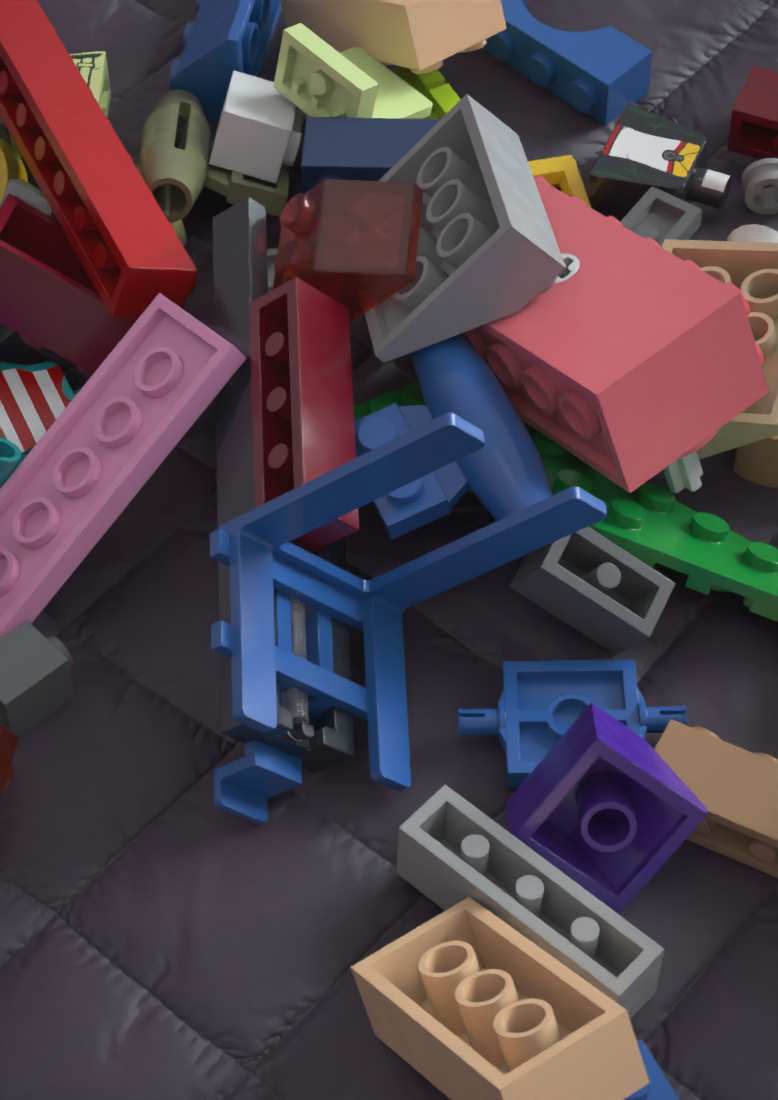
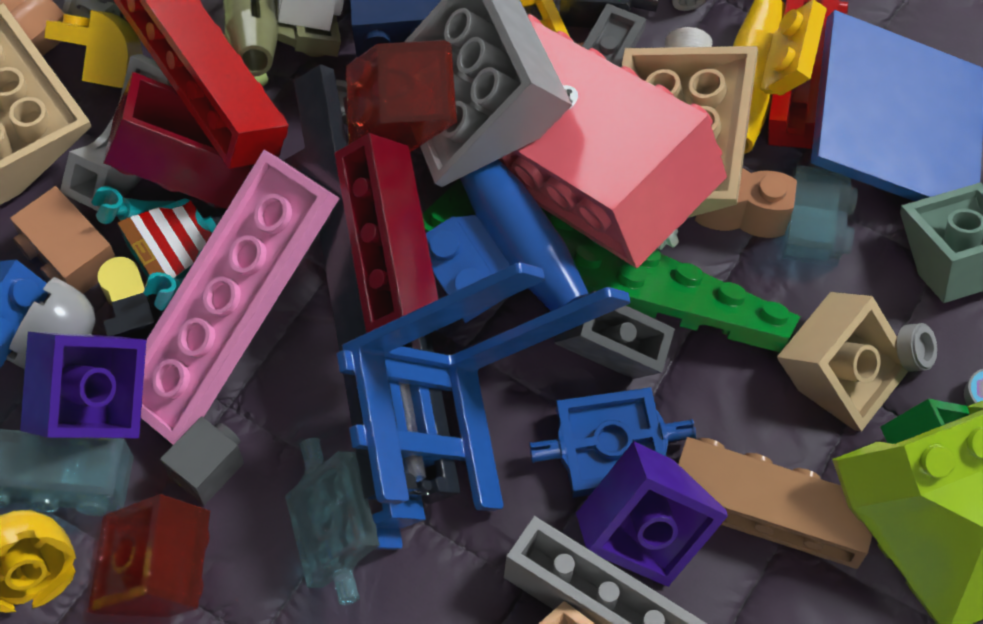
camera: 10 degrees left, 10 degrees up
(175, 765) = (331, 520): none -> clear light blue plate

